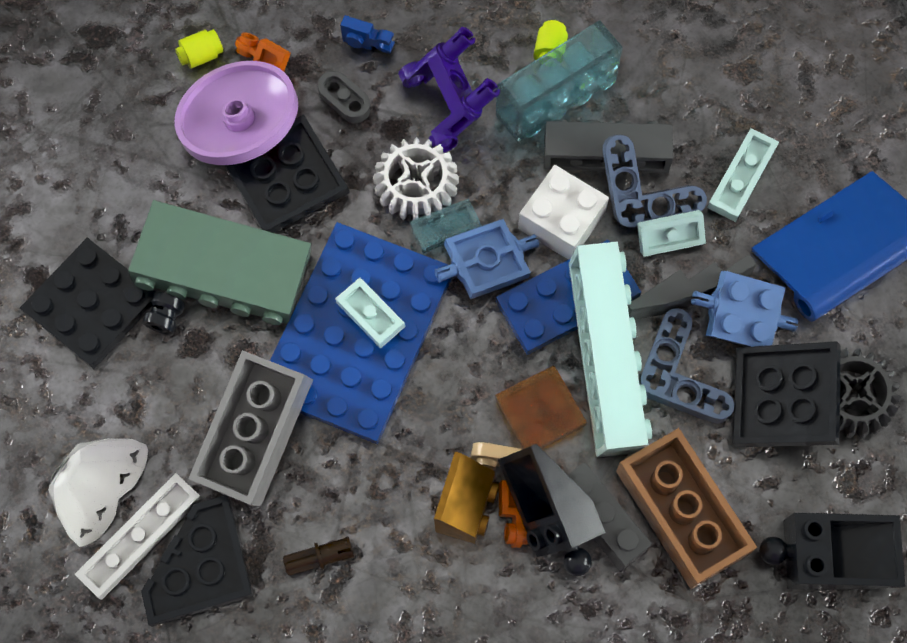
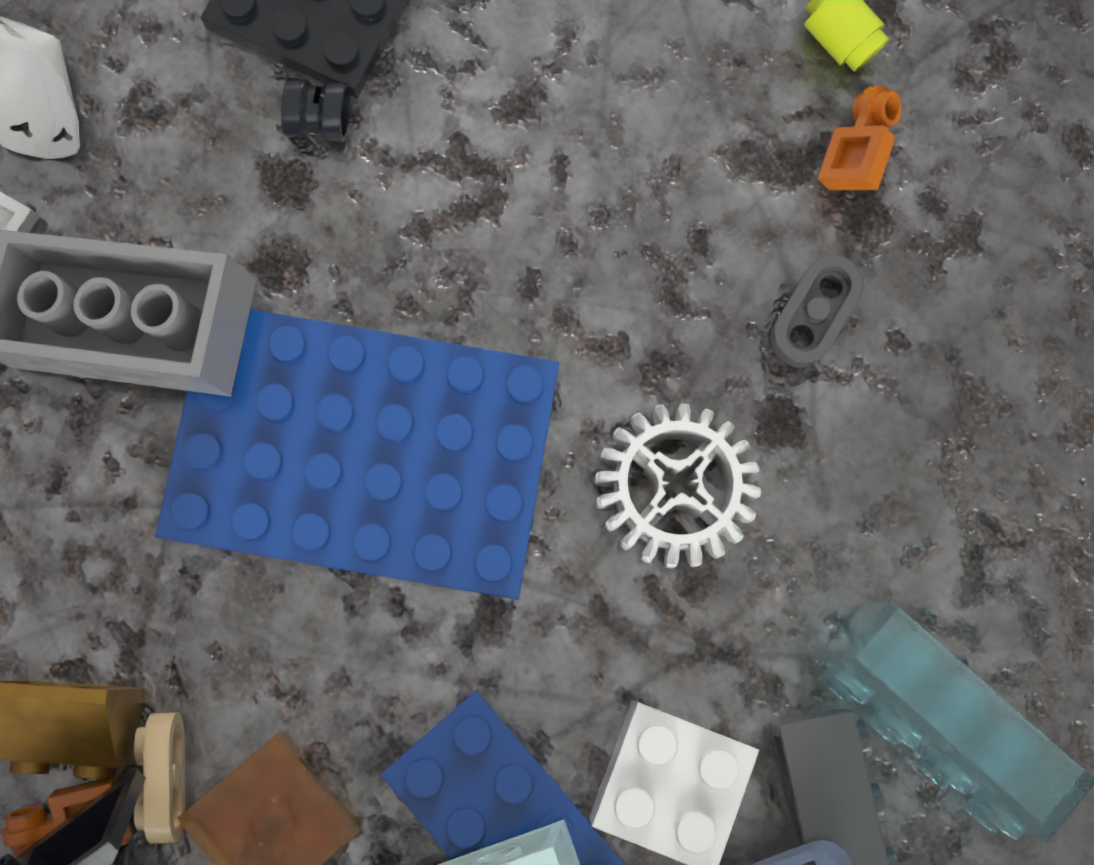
camera: 70 degrees right, 10 degrees up
(220, 263) = (420, 176): sand green brick -> none
(236, 112) = (725, 126): lavender dish -> none
(289, 179) = (630, 245): black plate -> none
(362, 34) = (955, 307): blue plate -> none
(370, 312) = (378, 465): light aqua plate -> none
(450, 221) = (598, 563): clear light blue plate -> none
(461, 100) = (845, 538): dark purple connector -> none
(487, 258) = (546, 657): medium blue plate -> none
(549, 37) = (1039, 681): neon yellow brick -> none

